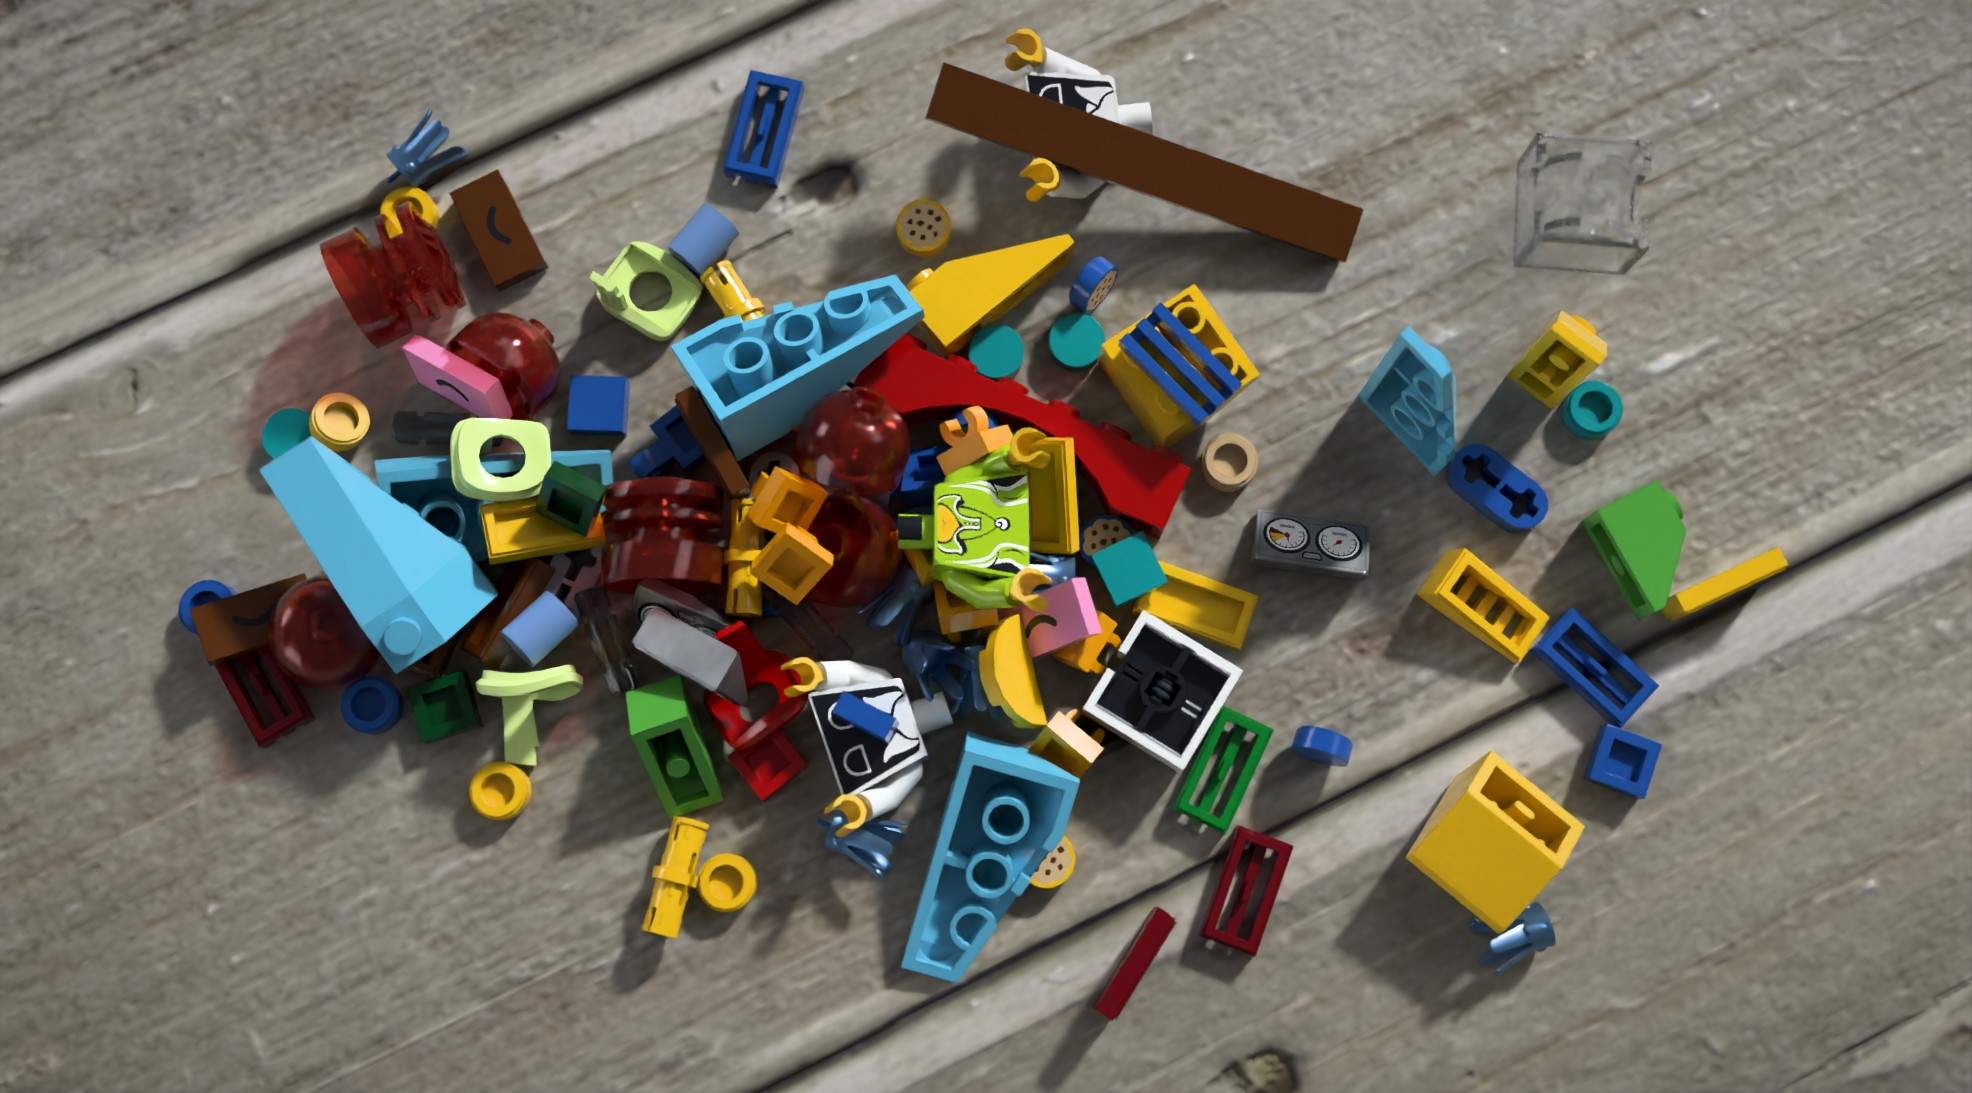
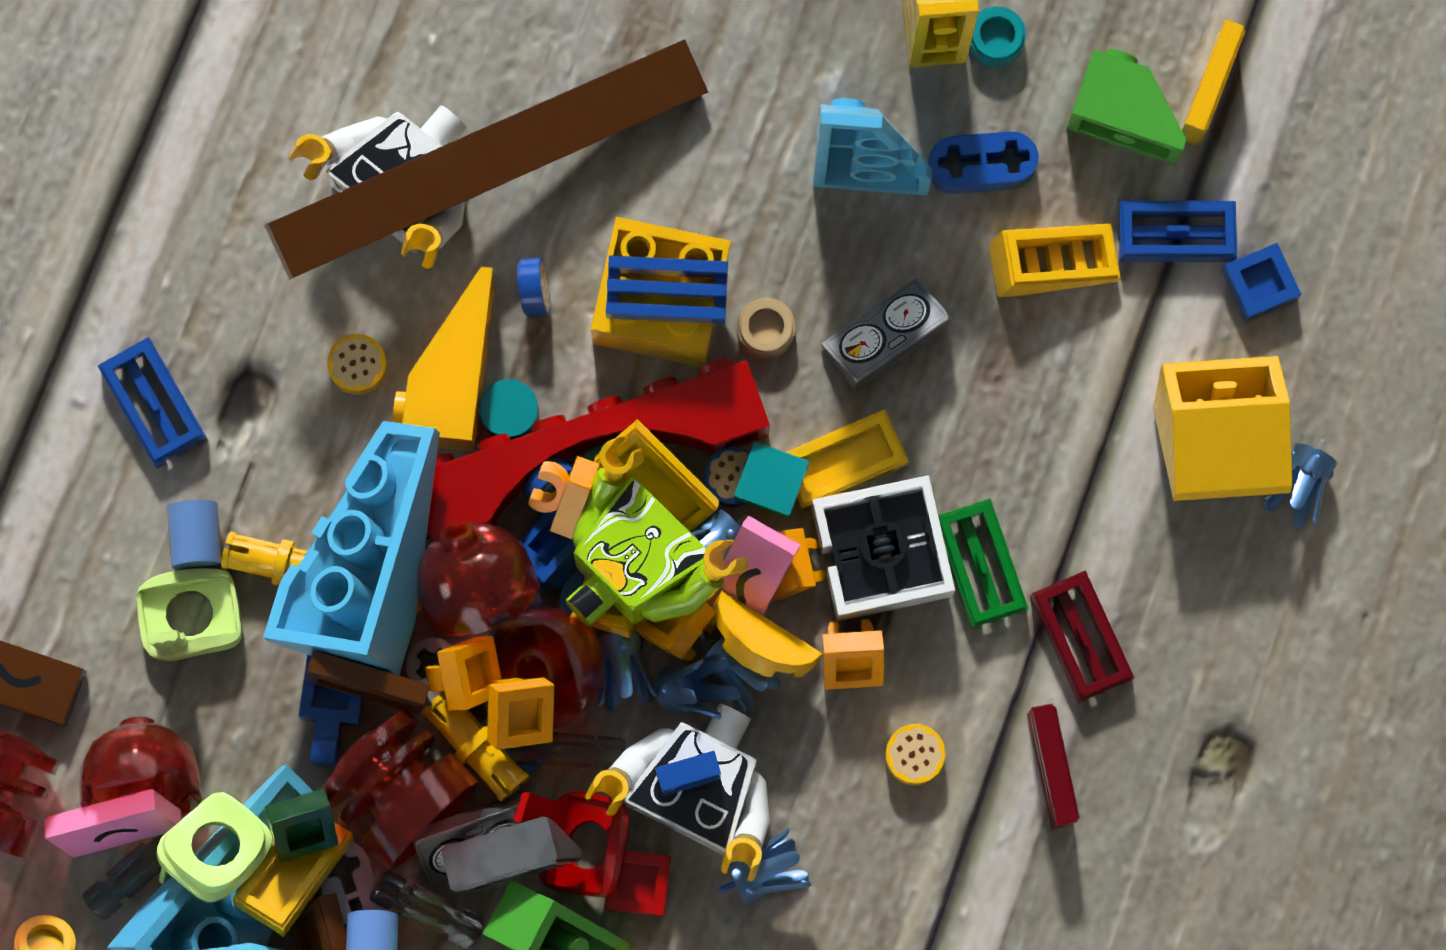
camera: 50 degrees left, 0 degrees up
(598, 405) = (237, 740): blue tile -> none
(992, 837) = (860, 772): medium azure wedge -> none
(1076, 342) = (562, 343): teal tile -> none
(1322, 746) = (1037, 476): blue tile -> none

